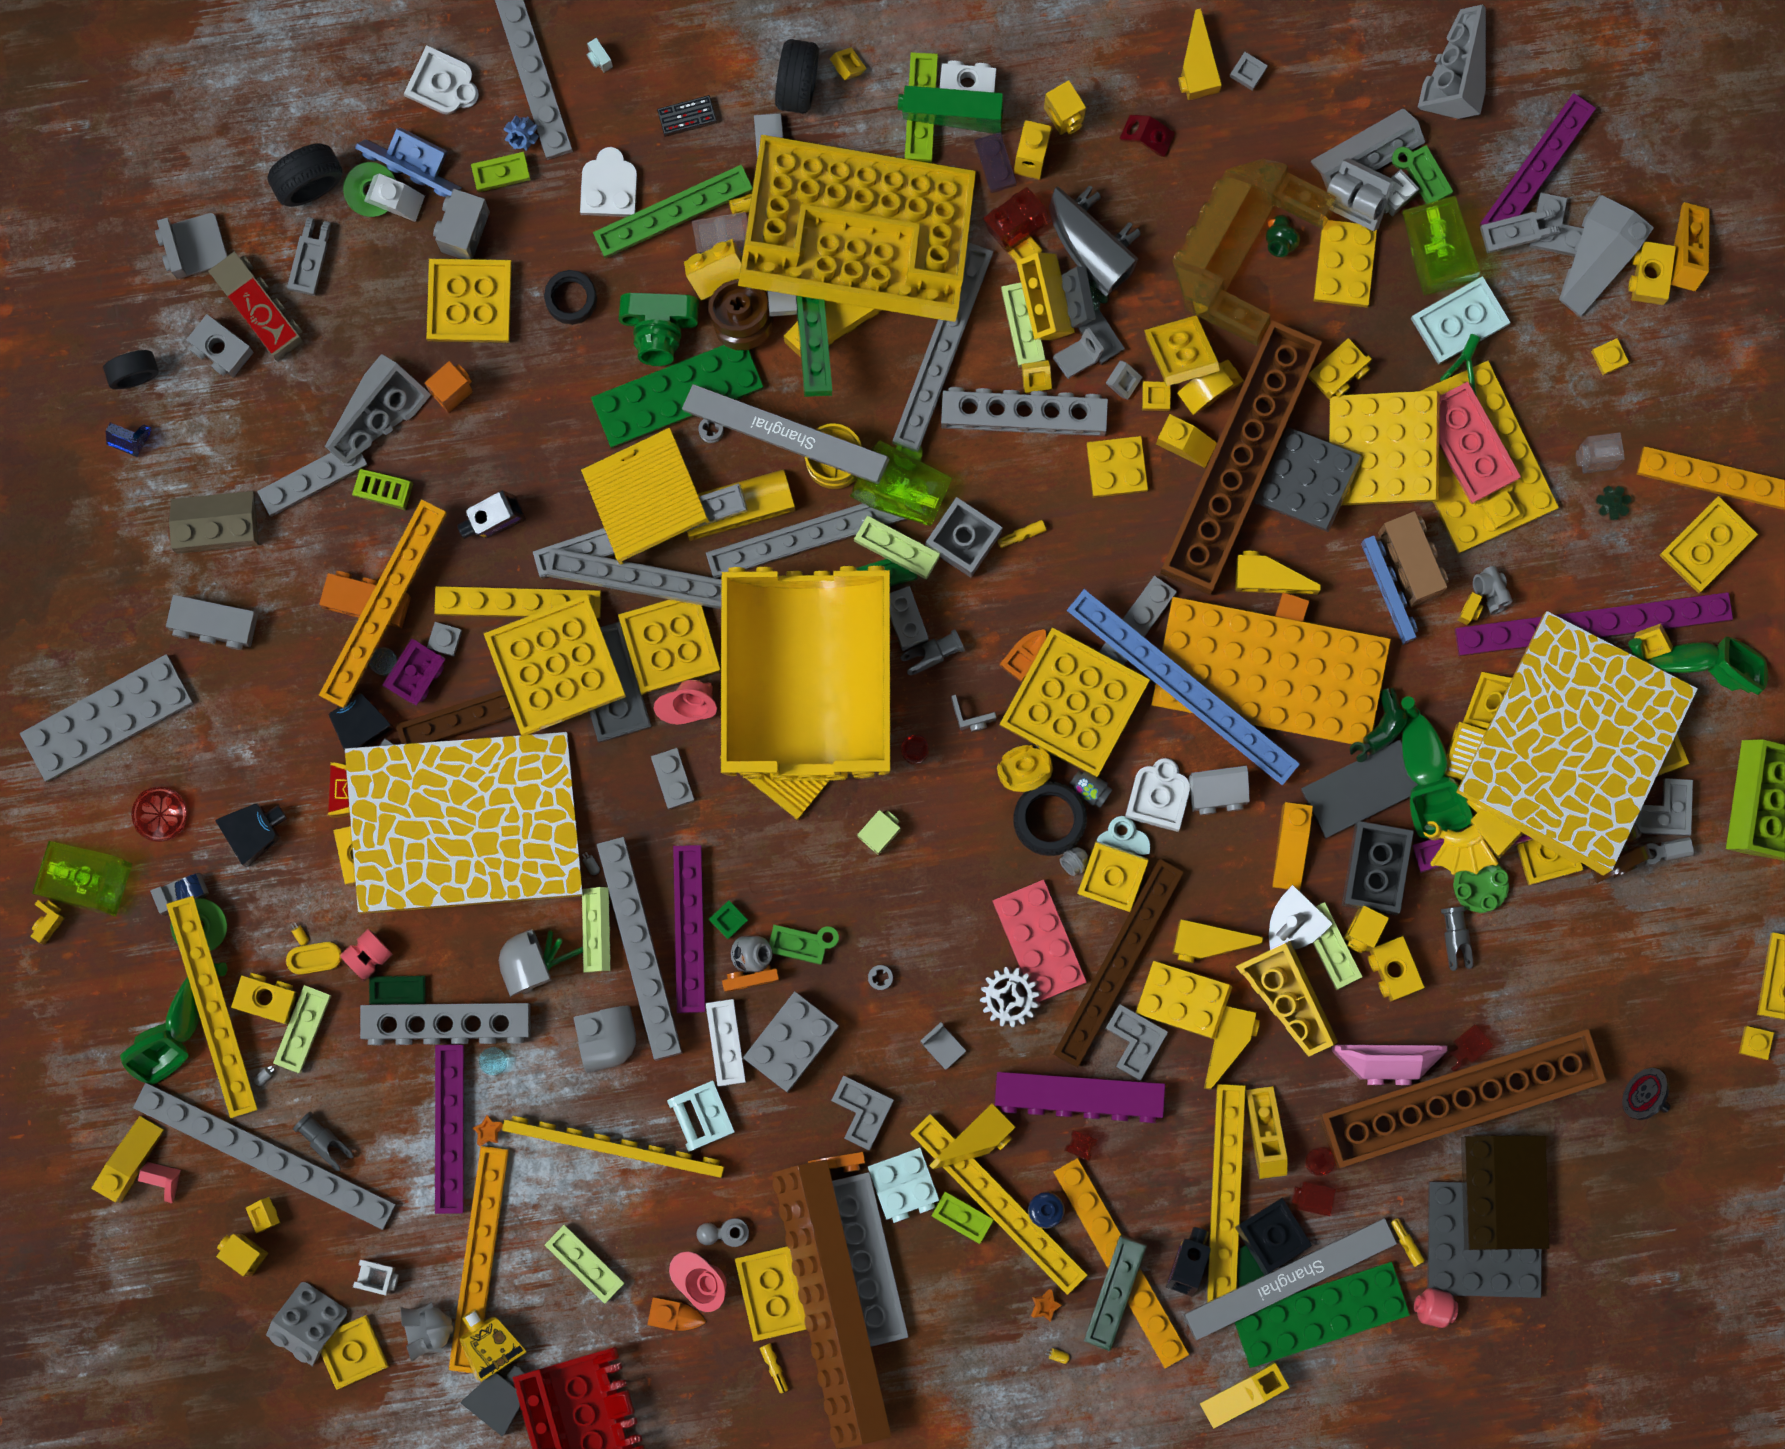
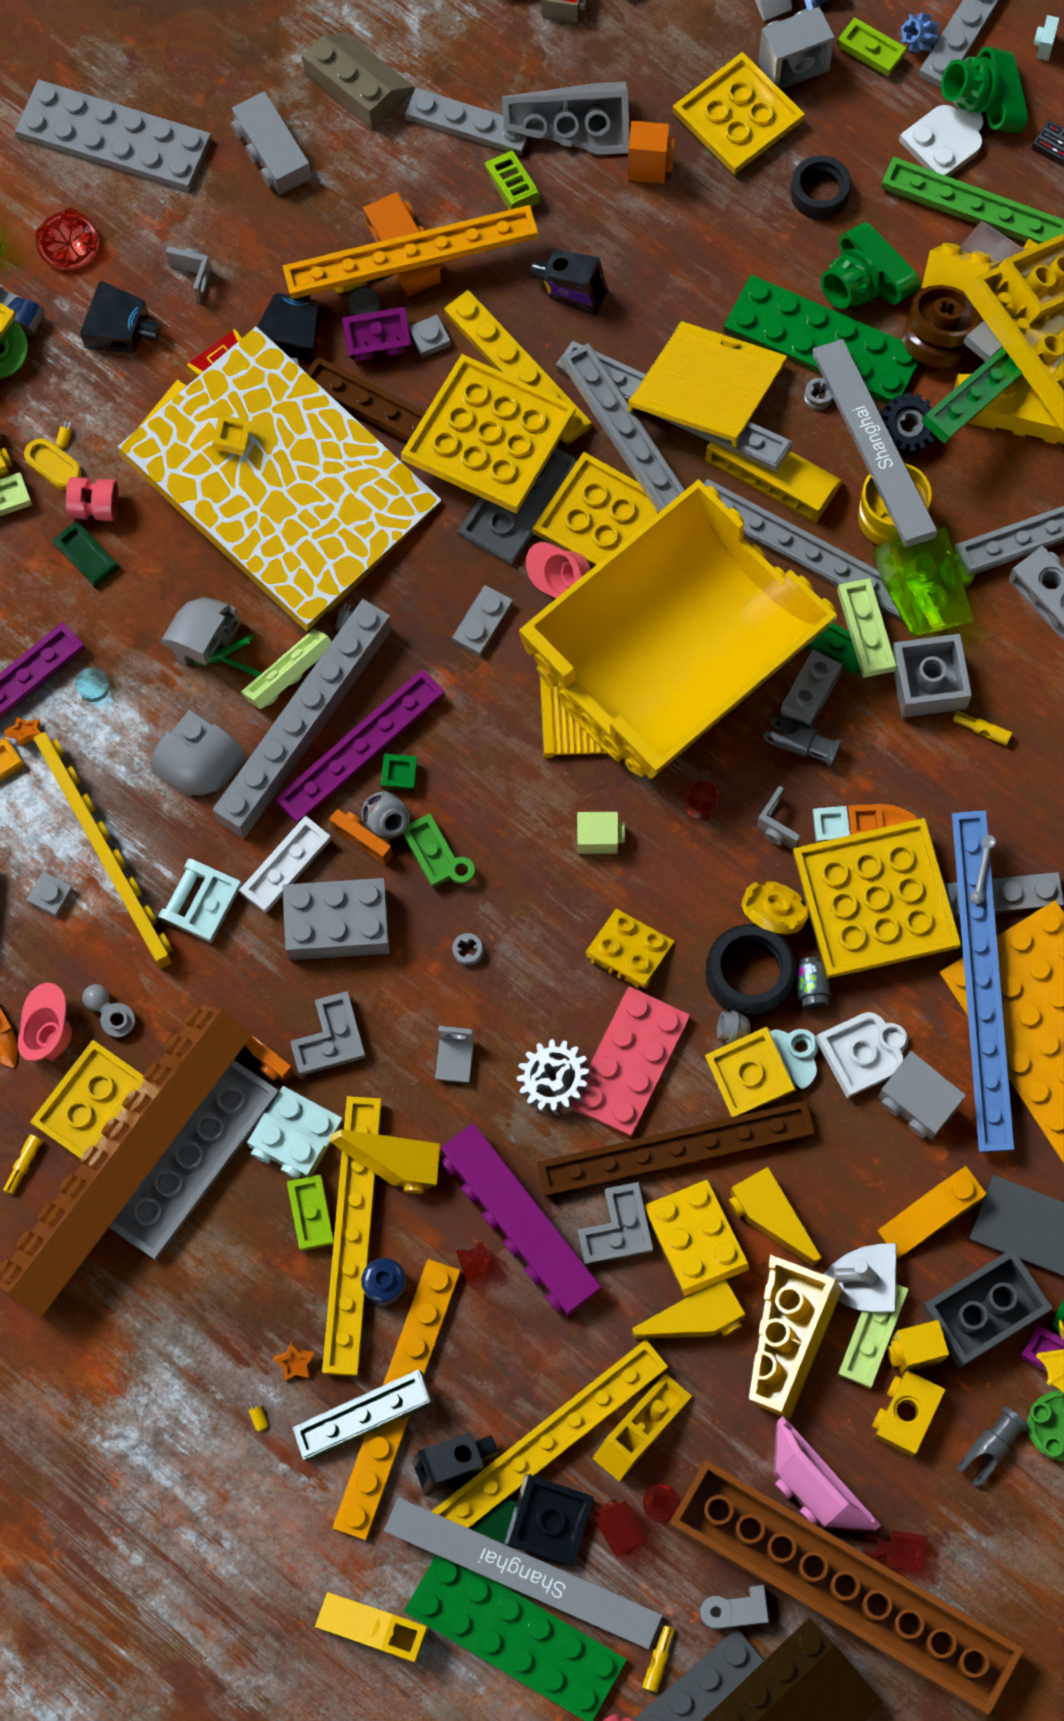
camera: 50 degrees right, 10 degrees down
(251, 745) = (192, 261): none -> light grey bracket
(373, 1017) = (43, 552): light grey brick -> none
(413, 832) = (231, 434): none -> yellow plate
(602, 128) = (988, 85): none -> green beam
(612, 1206) = (50, 894): none -> light grey plate
(772, 398) = (895, 413): none -> black bush
(969, 878) = (629, 949): none -> yellow hinge
(1001, 685) = (830, 823): none -> light aqua plate
(1106, 607) = (988, 843): none -> light grey hinge
(1414, 1183) = (739, 1612): none -> light grey leg

